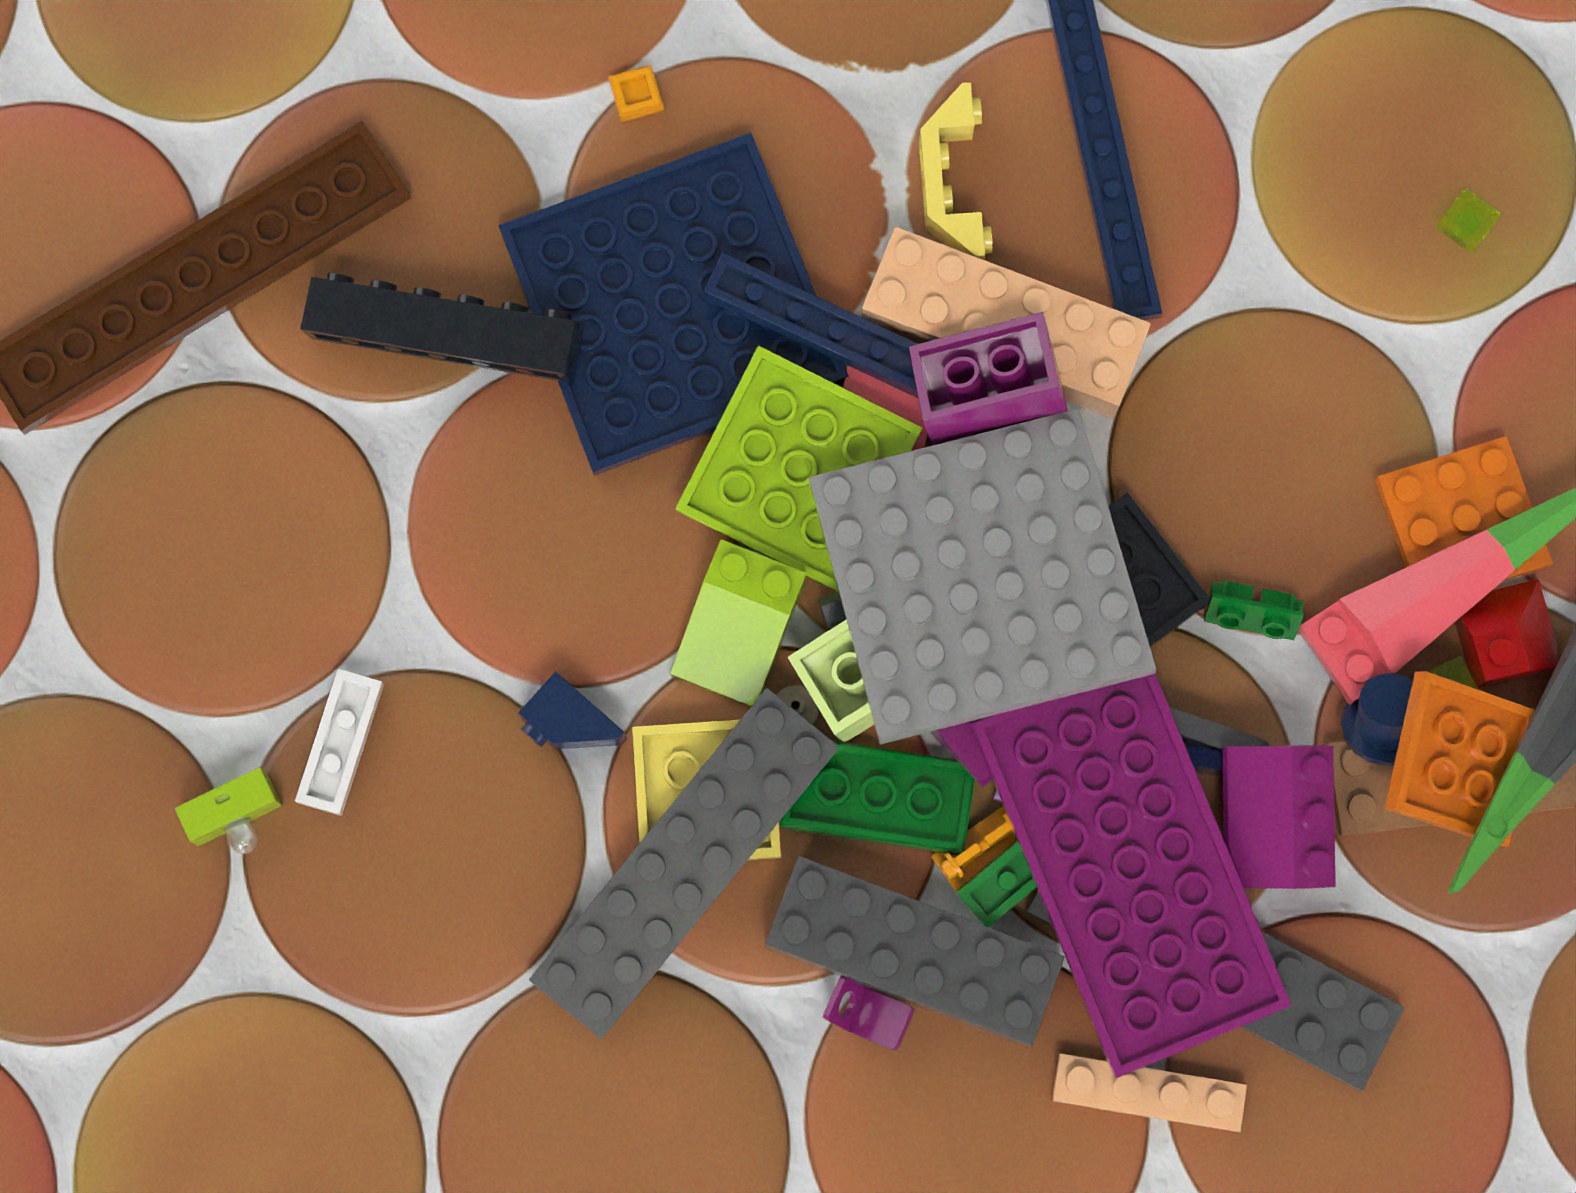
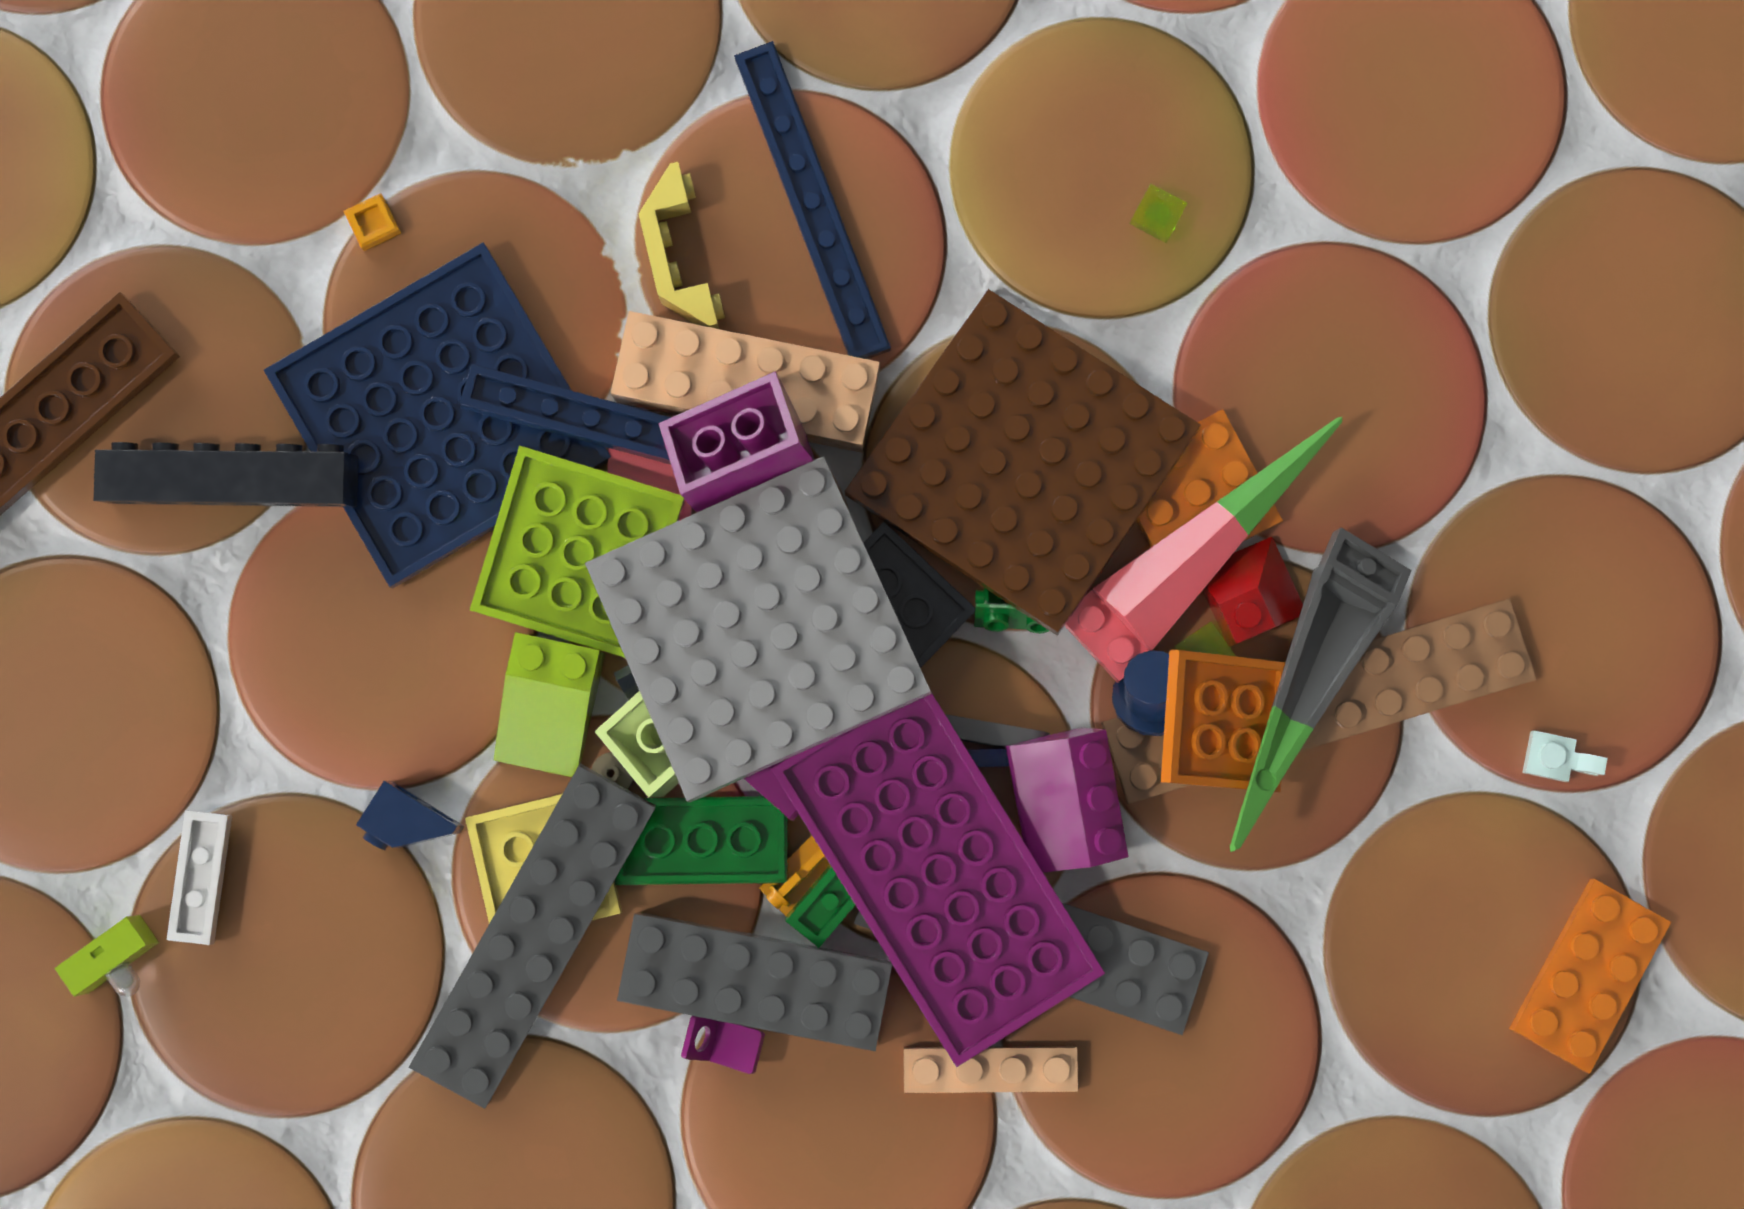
camera: 10 degrees left, 5 degrees up
(1285, 454) = (1022, 461): none -> reddish brown plate

